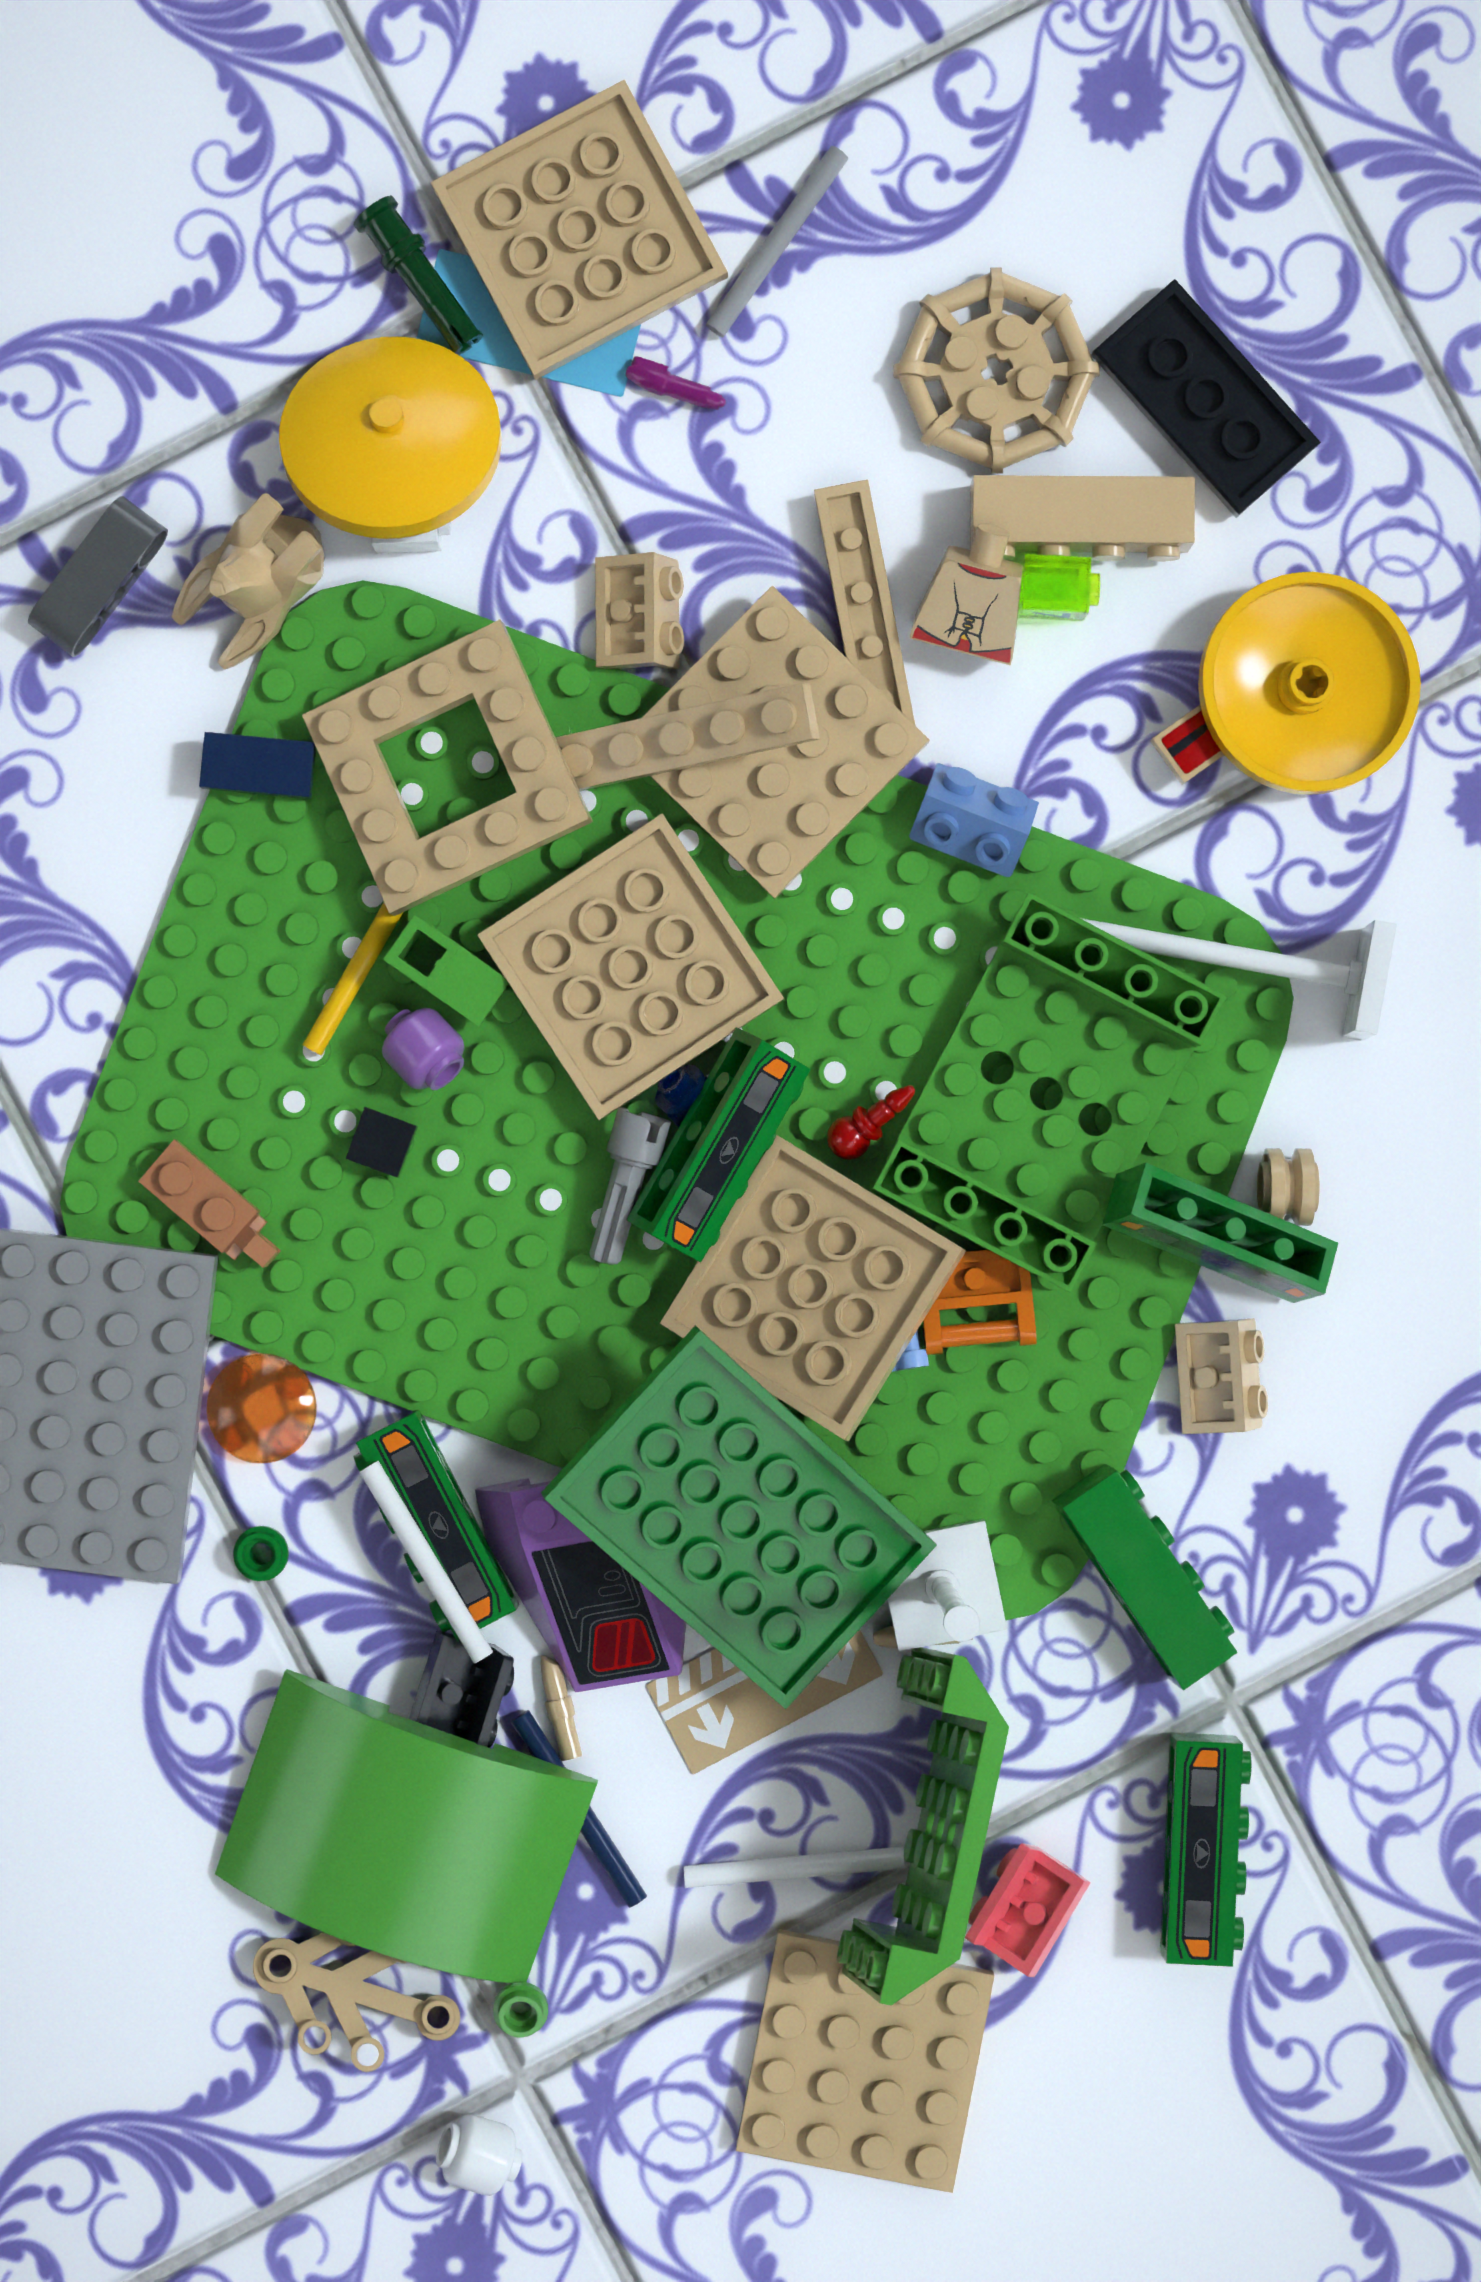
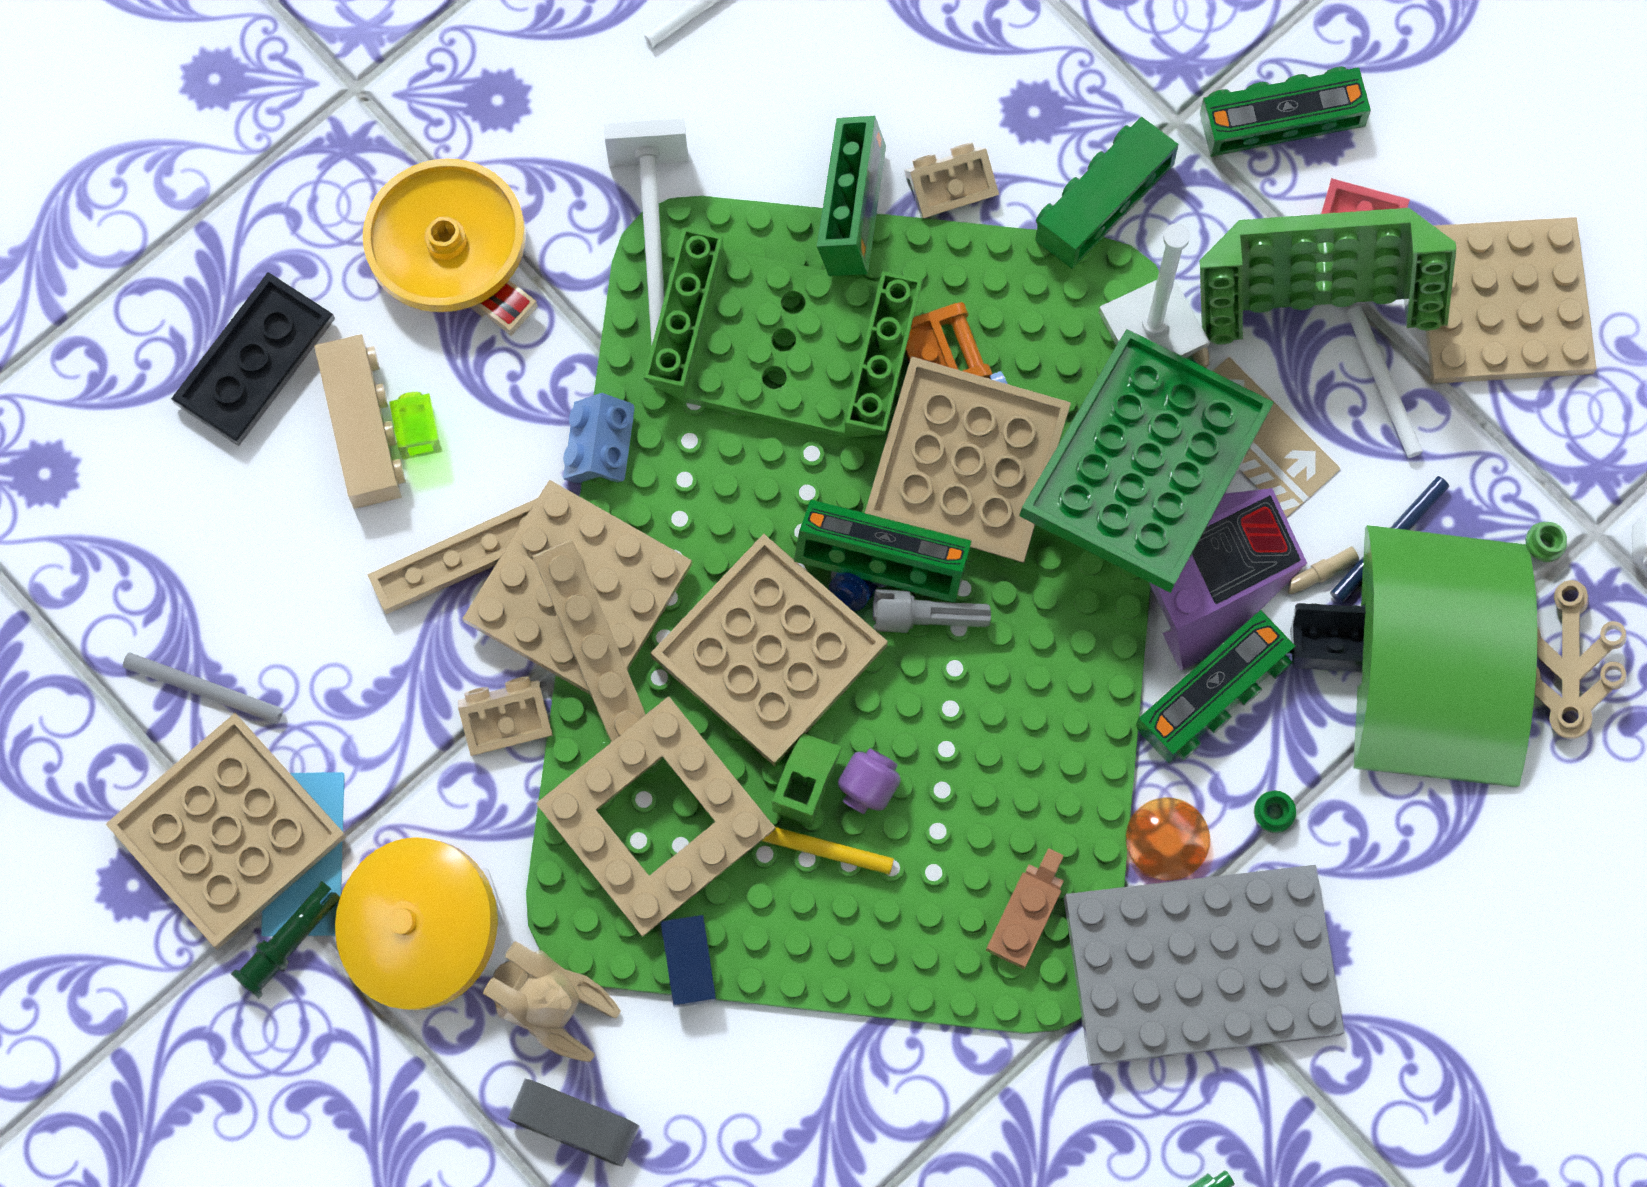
camera: 100 degrees left, 15 degrees down
(381, 1142) = (946, 797): black tile -> none
(426, 1562) = (1244, 679): white piece -> none
(658, 380) = (325, 748): magenta piece -> none
(851, 1135) = (849, 467): red bar -> none
(973, 599) = (439, 476): tan torso -> none
(1009, 341) = (265, 485): tan plate -> none
(1289, 1185) = (804, 164): tan wheel -> none

